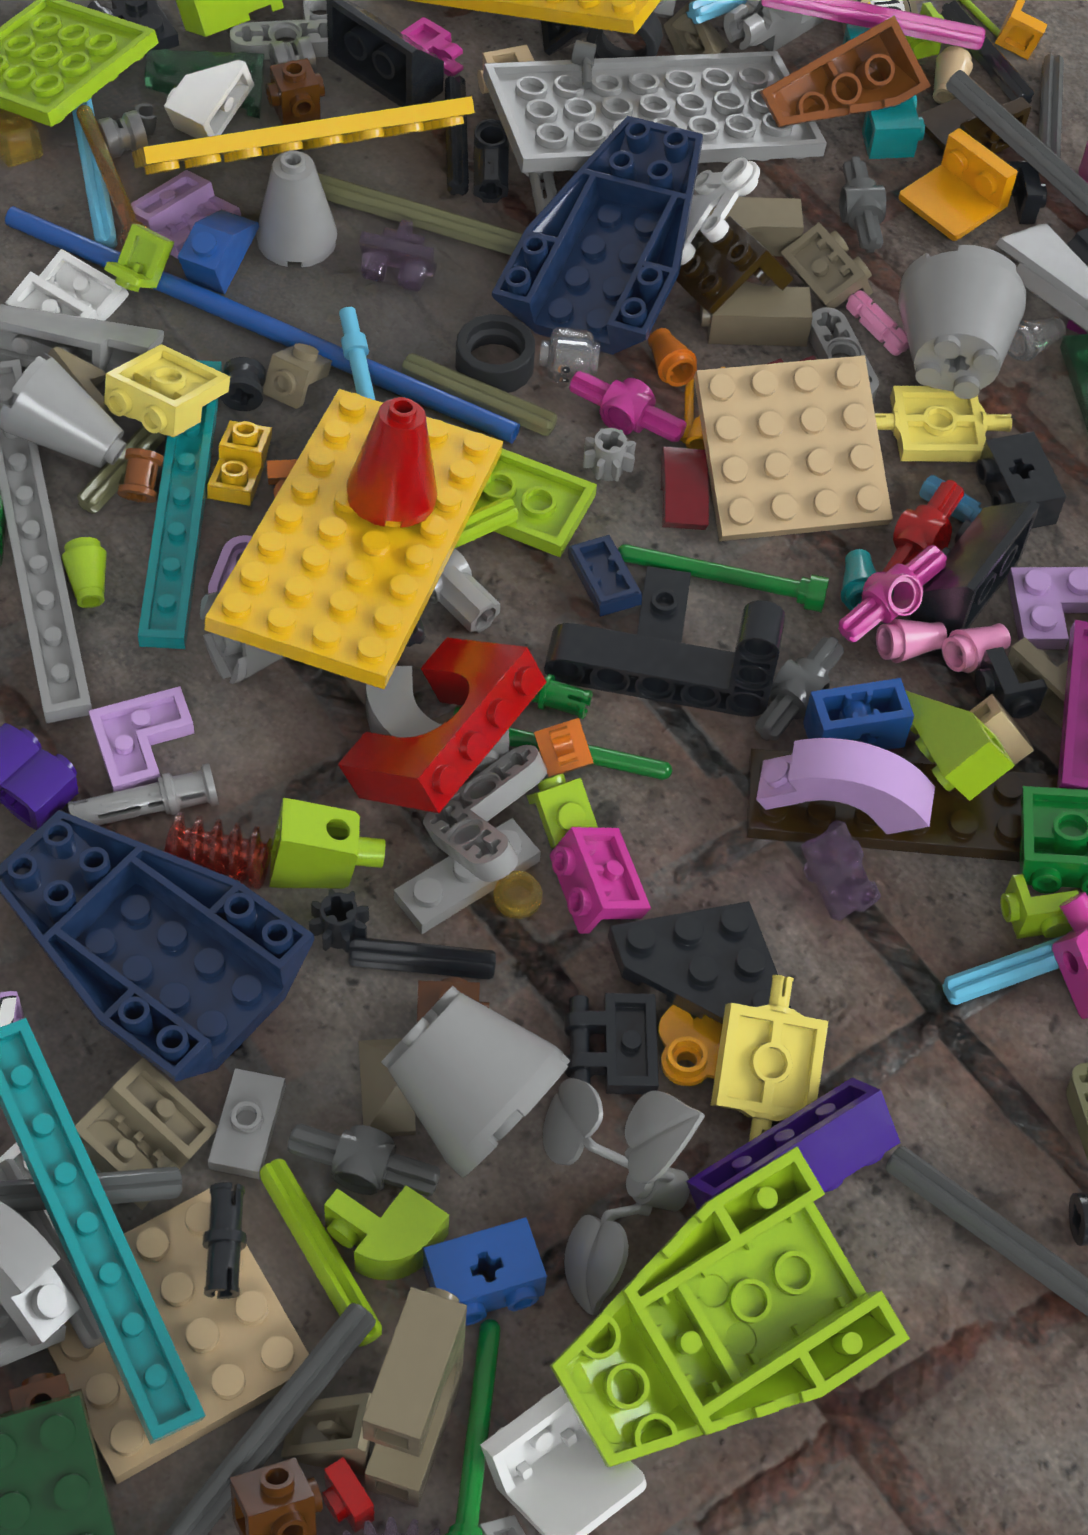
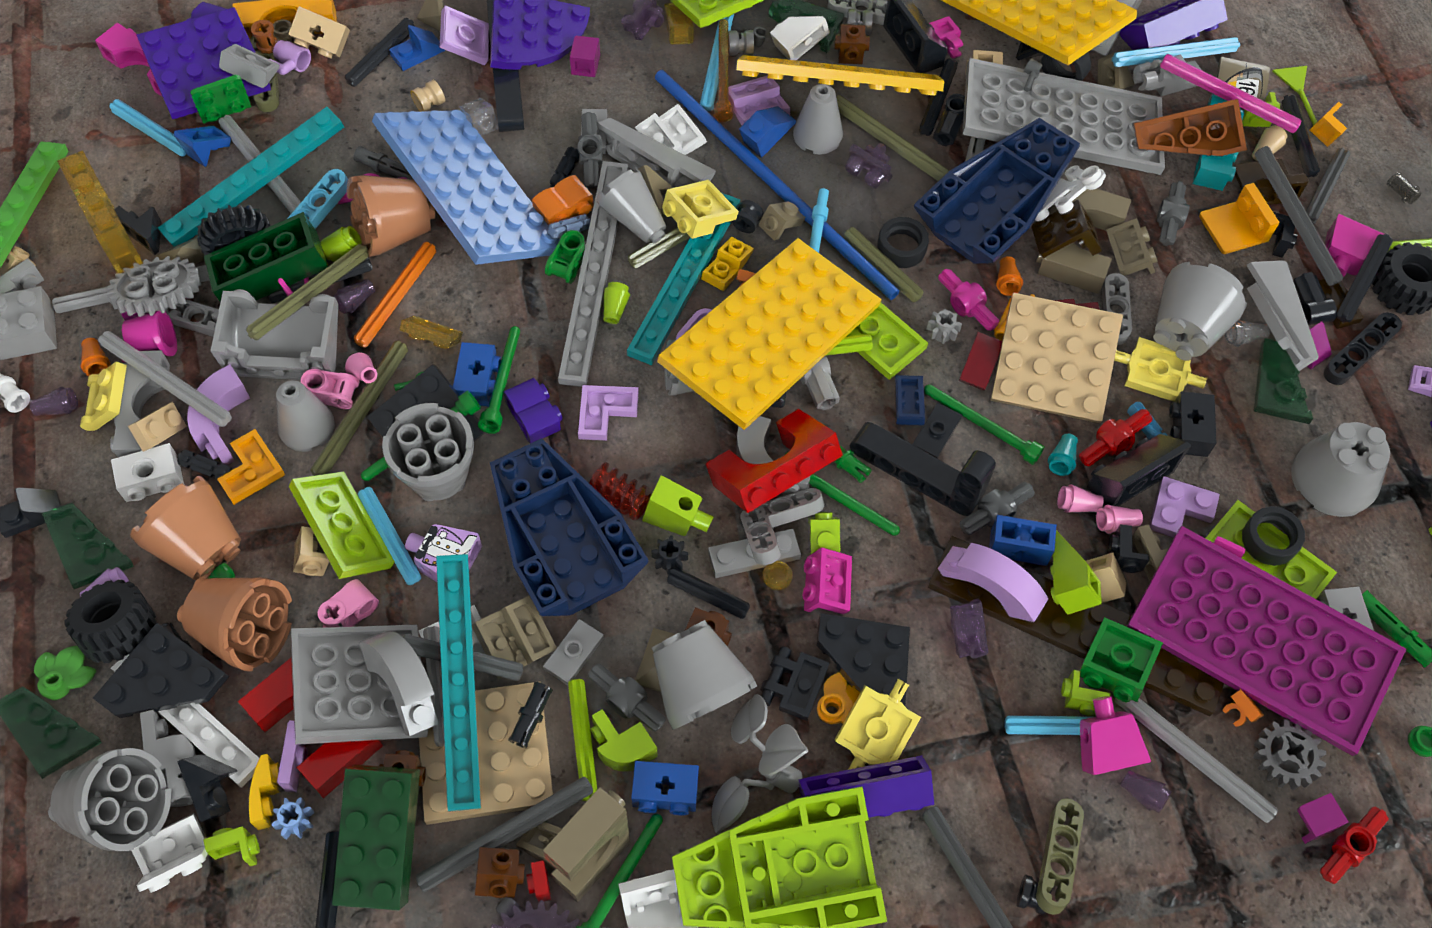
camera: 25 degrees right, 5 degrees up
(140, 475) = (667, 254): dark orange bush -> none
(141, 259) = (719, 124): lime bracket -> none
(167, 794) = (606, 448): light grey pin -> none
(395, 467) = (802, 300): red cone -> none
(563, 747) = (839, 497): orange tile -> none
(569, 352) = (947, 255): clear head -> none
(877, 322) = (1148, 291): bright pink axle -> none
(877, 592) = (1083, 477): dark pink axle -> none

